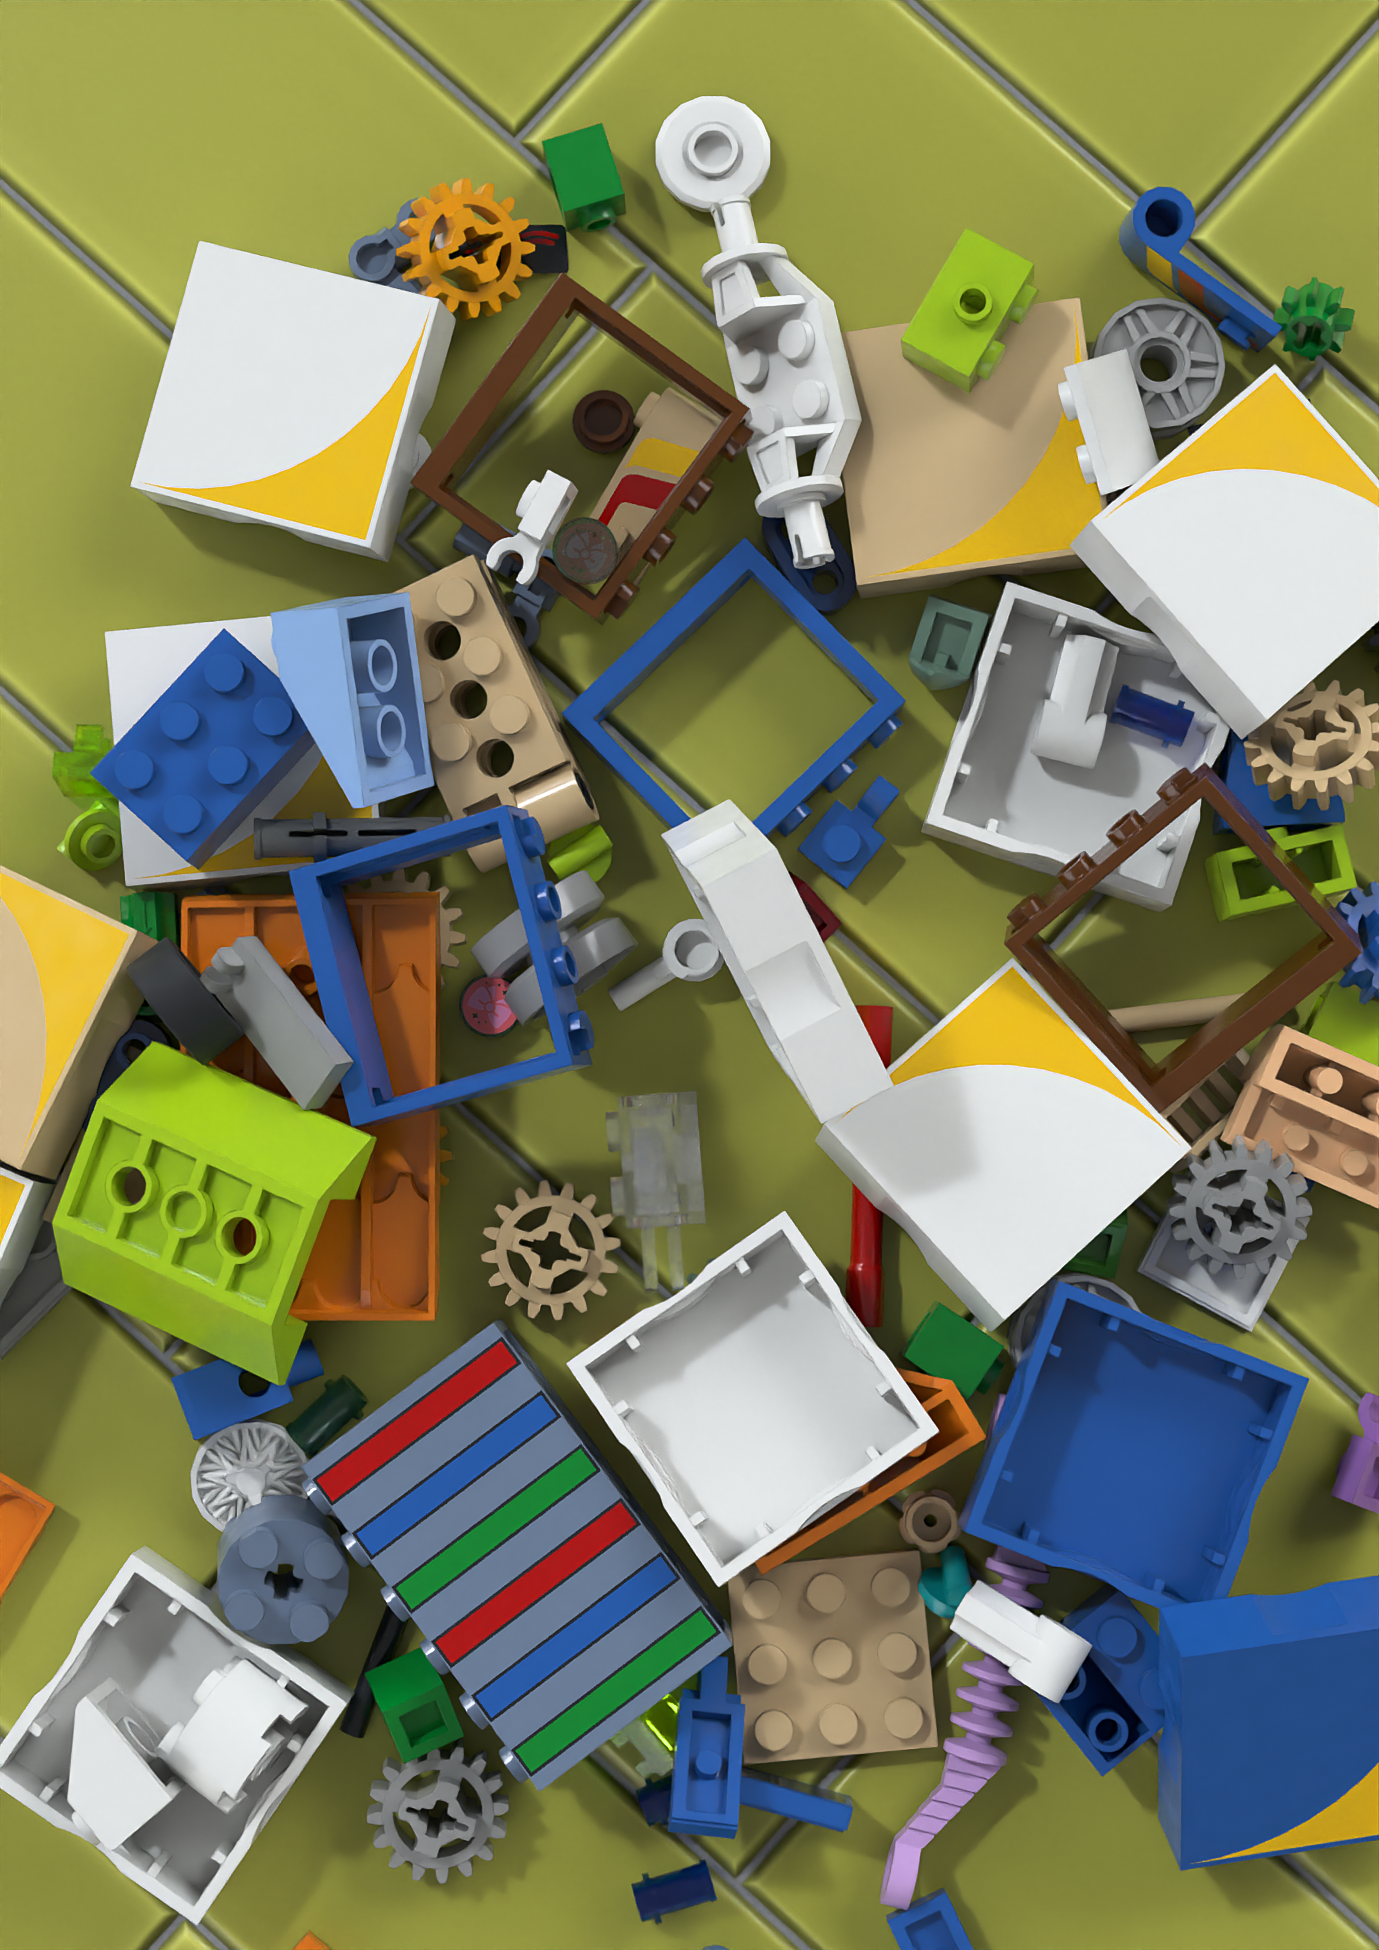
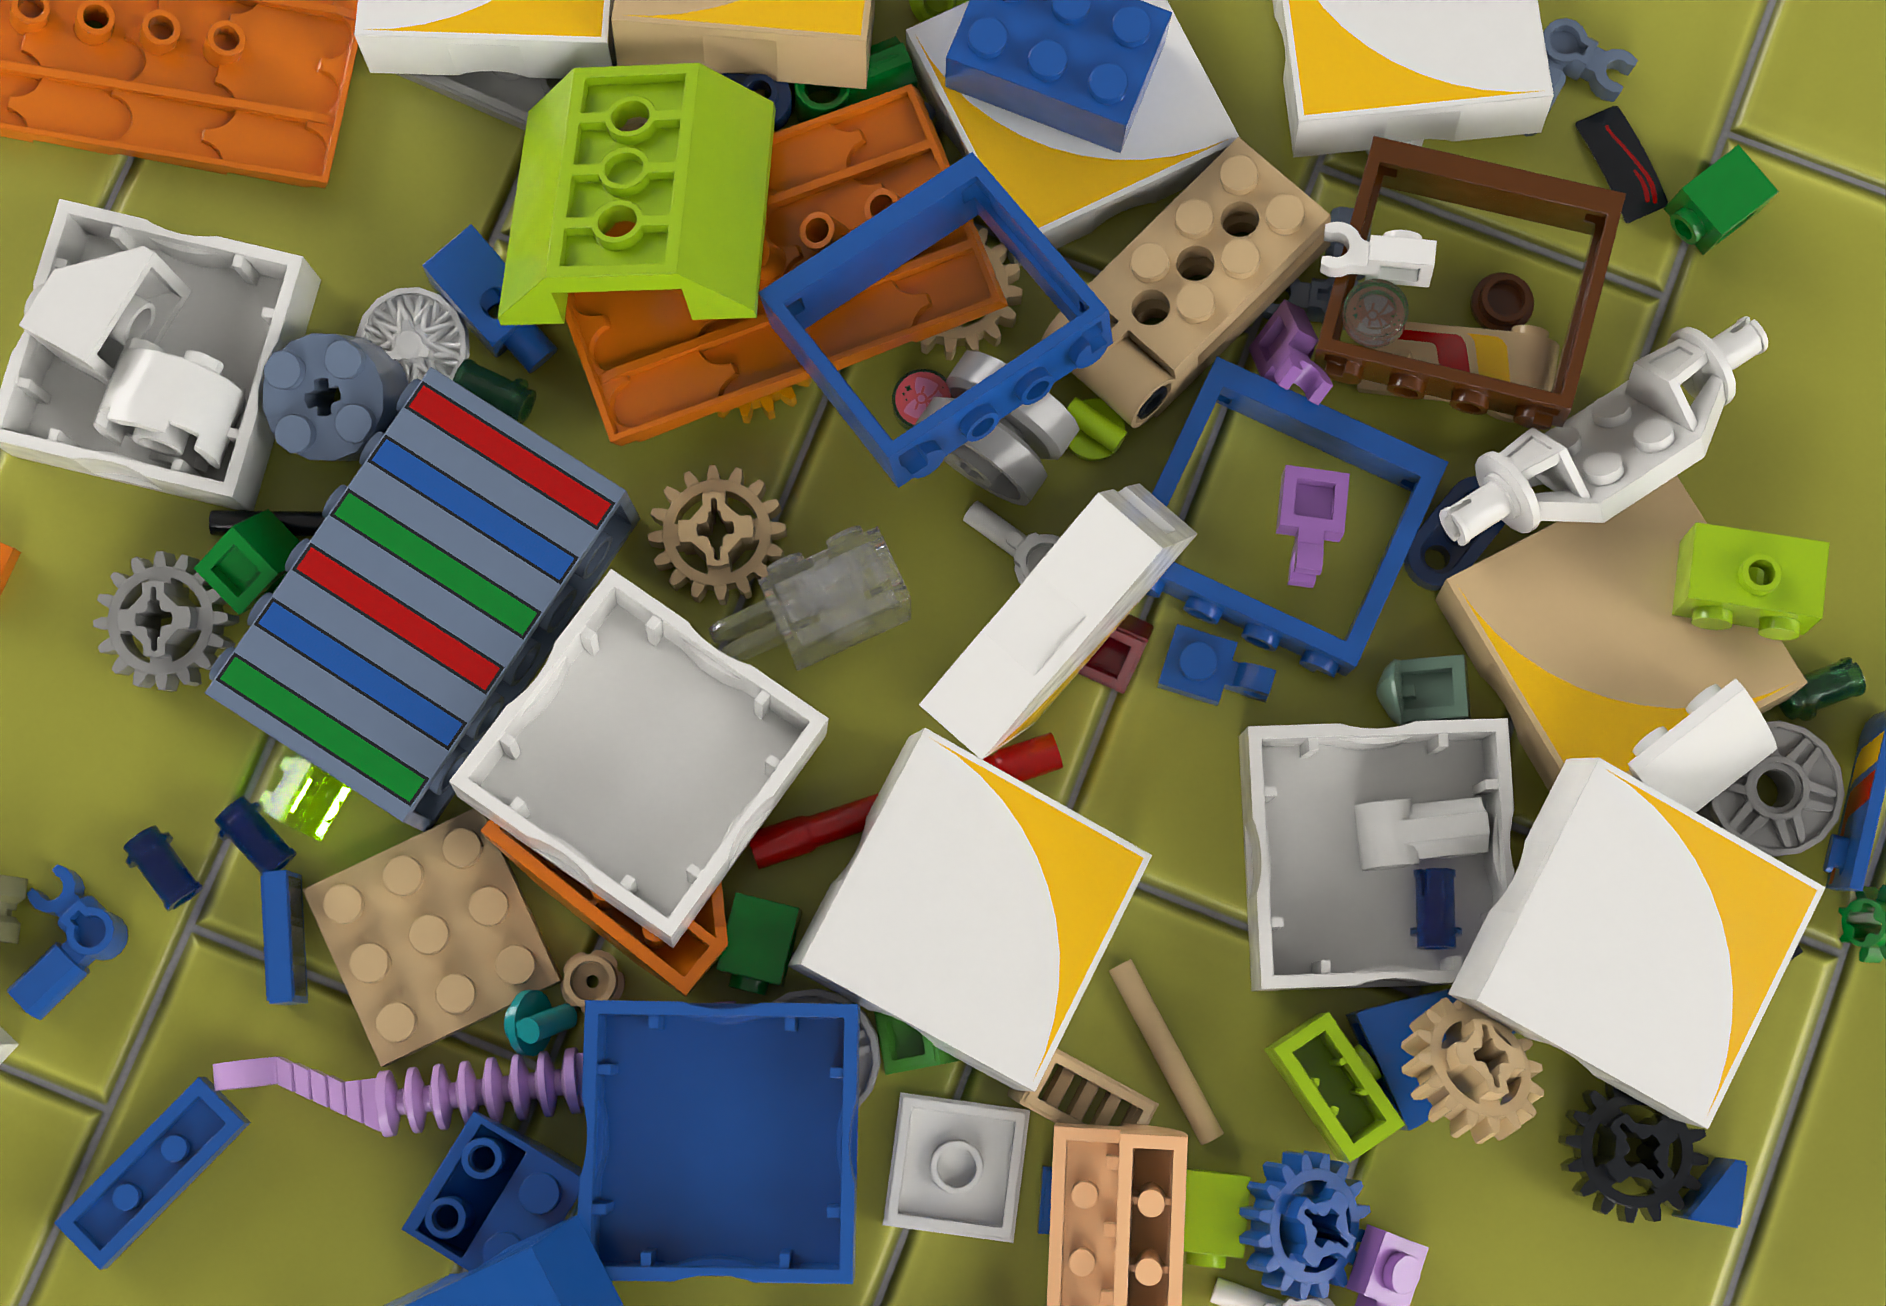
camera: 65 degrees right, 5 degrees down
(183, 1002) = (818, 106): black tyre -> none
(277, 1020) = (832, 194): light grey hinge -> none
(331, 836) = (1017, 174): dark grey pin -> none
(358, 691) = (1160, 154): light blue slope -> none
(477, 274) = (1628, 97): light orange gear -> none
(579, 648) = (1285, 350): none -> medium lavender plate
(707, 1756) = (294, 844): blue hinge -> none
(712, 152) = (1798, 306): white wheel -> none
(748, 682) = (1313, 511): none -> medium lavender plate
(1034, 1647) = (500, 1116): white piece -> none
(1079, 276) = (1825, 688): none -> clear green pin
(1232, 1232) = (995, 1189): light grey gear -> none
(1243, 1019) = (1086, 1033): reddish brown window -> none

